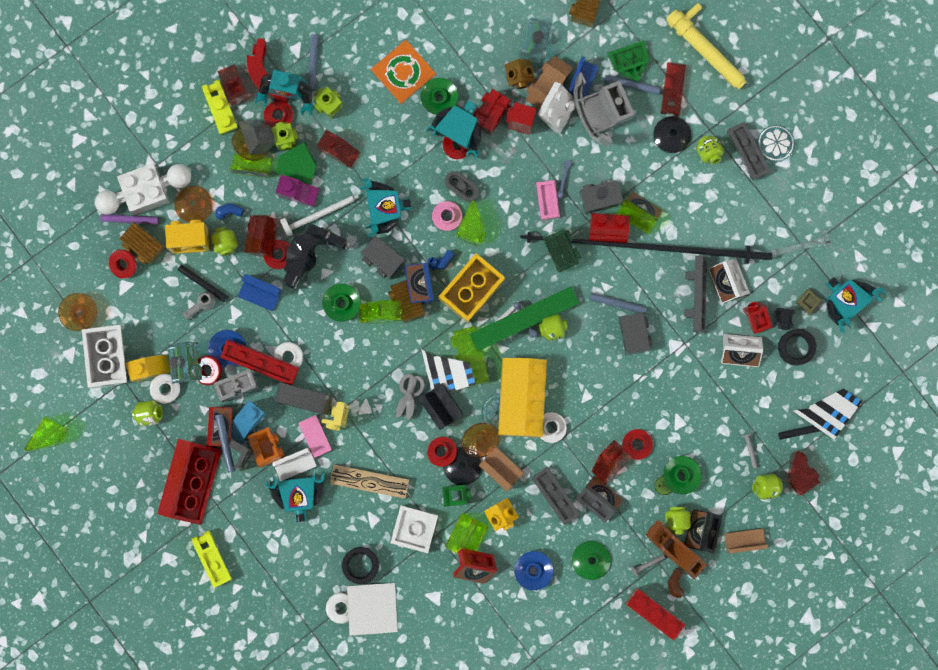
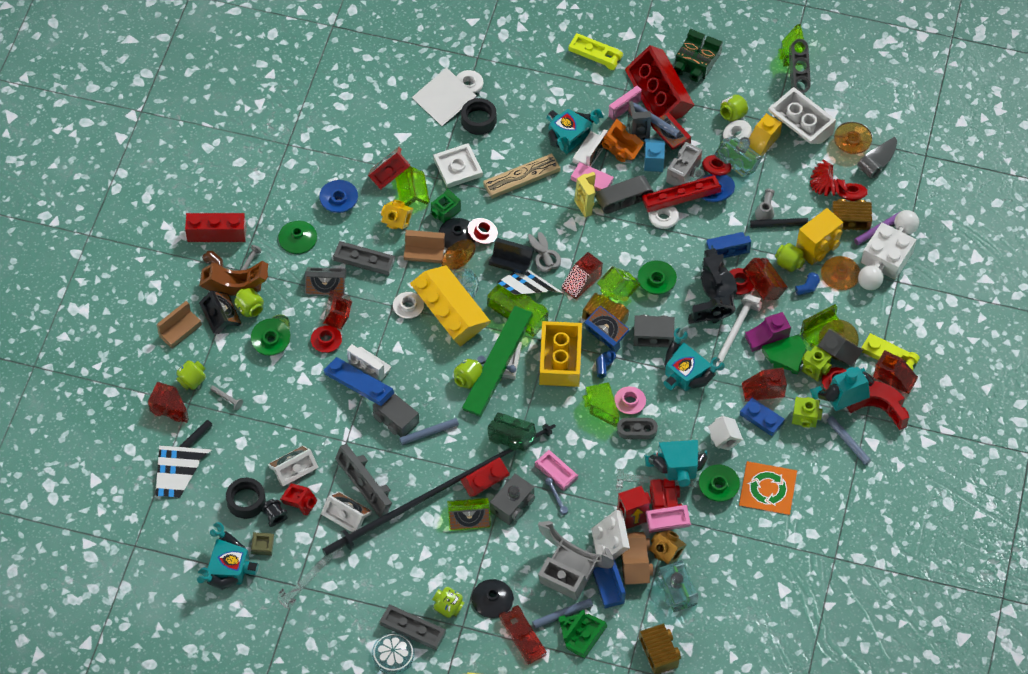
camera: 145 degrees right, 25 degrees down
(61, 414) = (802, 58): none -> dark grey beam
(74, 279) = (876, 159): none -> dark grey piece
(135, 291) = (823, 180): none -> red hair
(140, 485) = (697, 55): none -> dark green hips
(227, 486) = (621, 105): none -> bright pink tile
(360, 128) = (762, 417): none -> blue plate
(398, 348) = (582, 275): none -> clear red slope
(401, 131) = (725, 432): none -> white brick
(504, 89) = (668, 518): none -> bright pink tile
(622, 394) = (367, 362): none -> white bracket
(644, 380) = (359, 381): none -> blue plate

